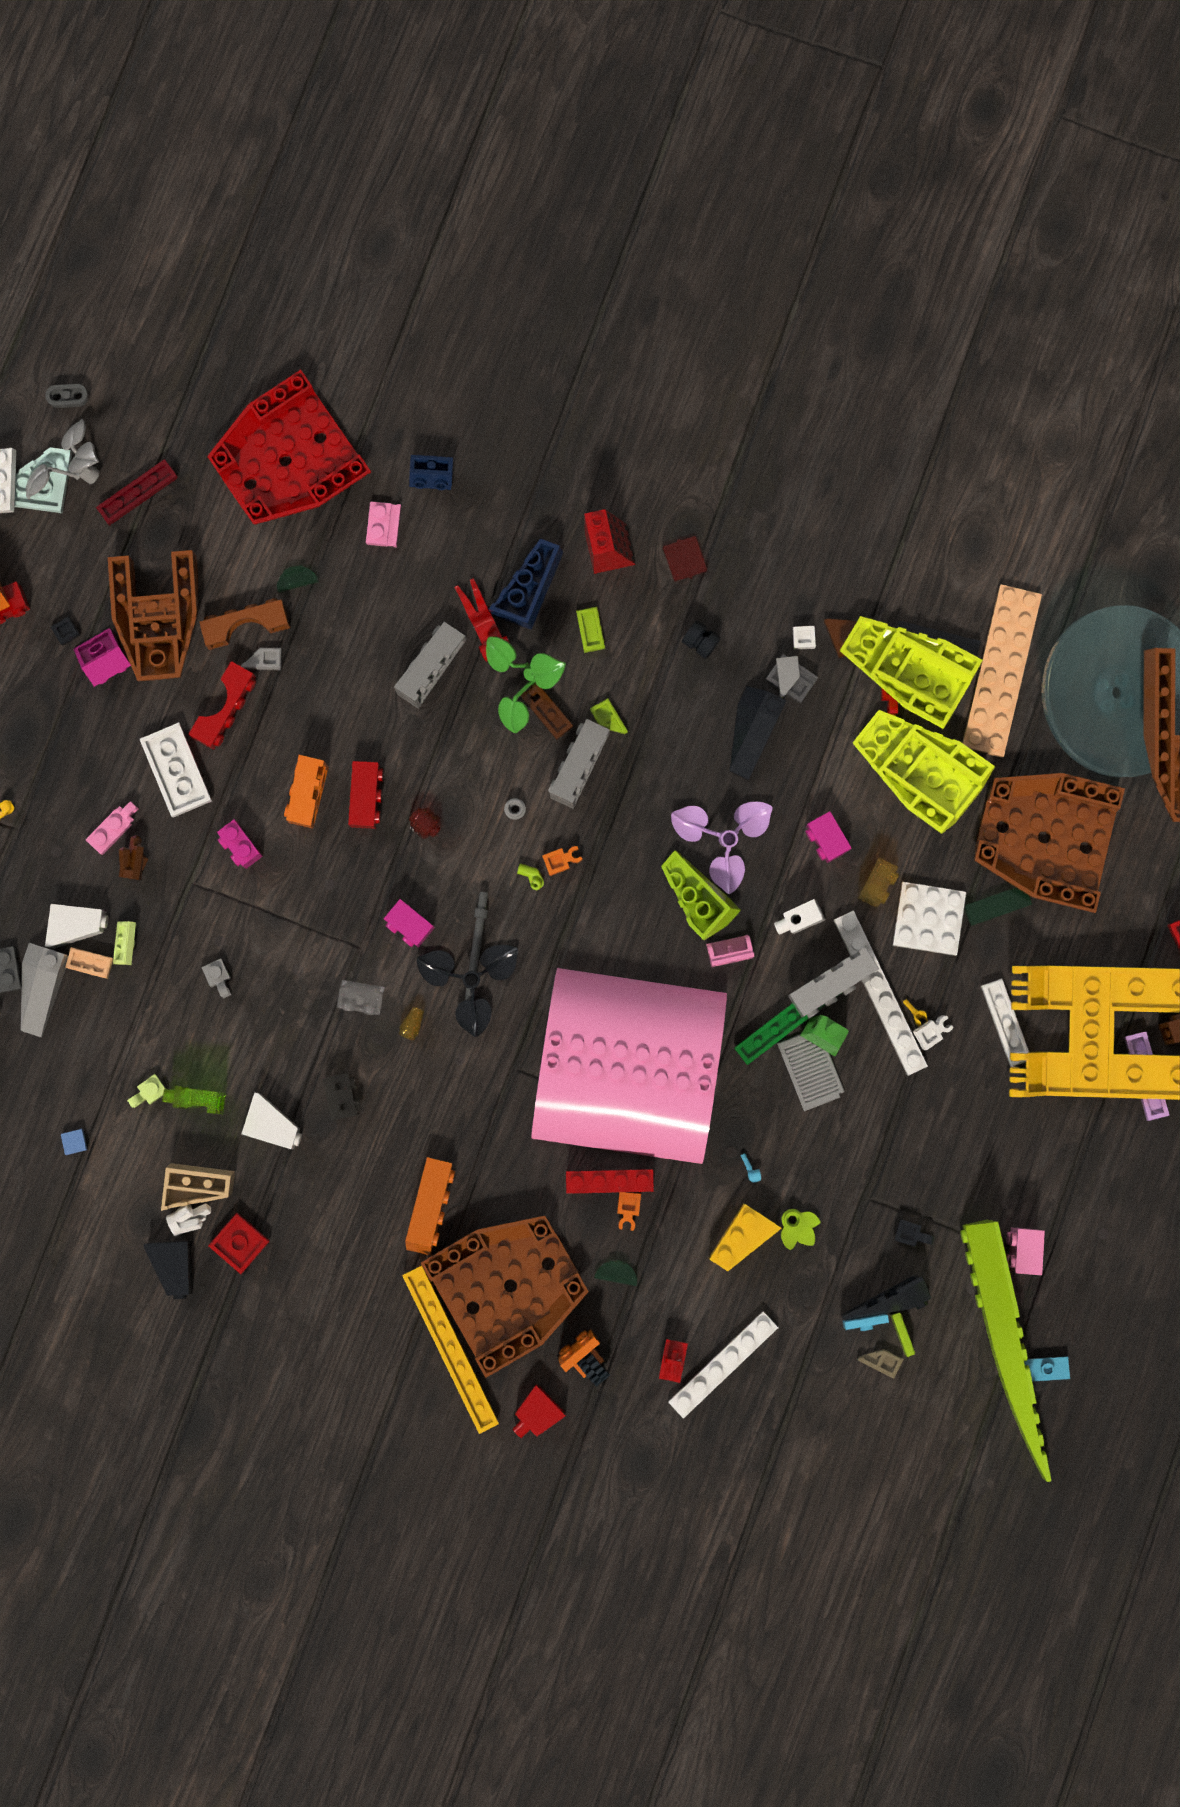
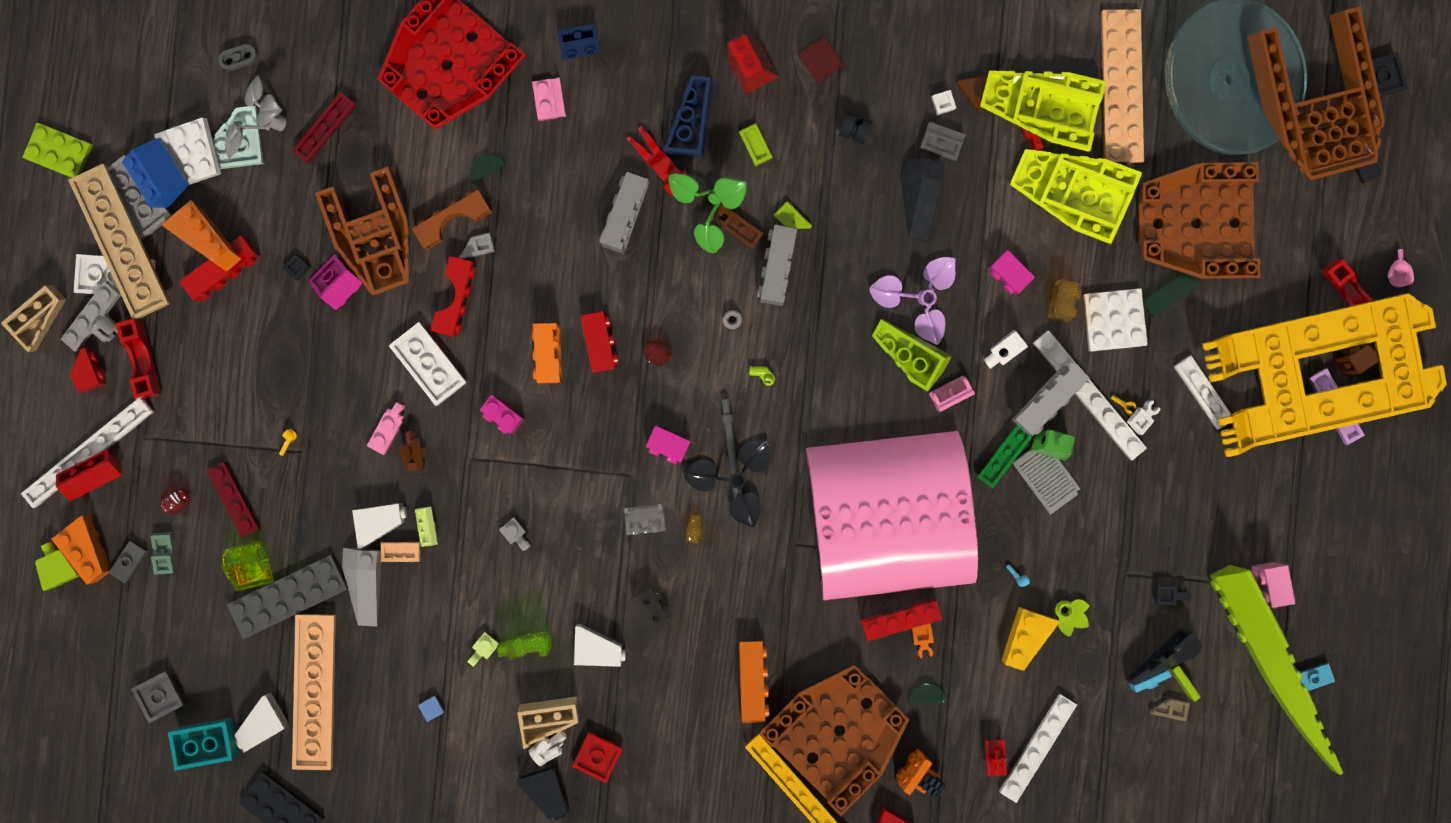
camera: 20 degrees left, 5 degrees up
(558, 861) = (782, 355): orange plate -> none
(787, 673) = (939, 138): light grey tile -> none

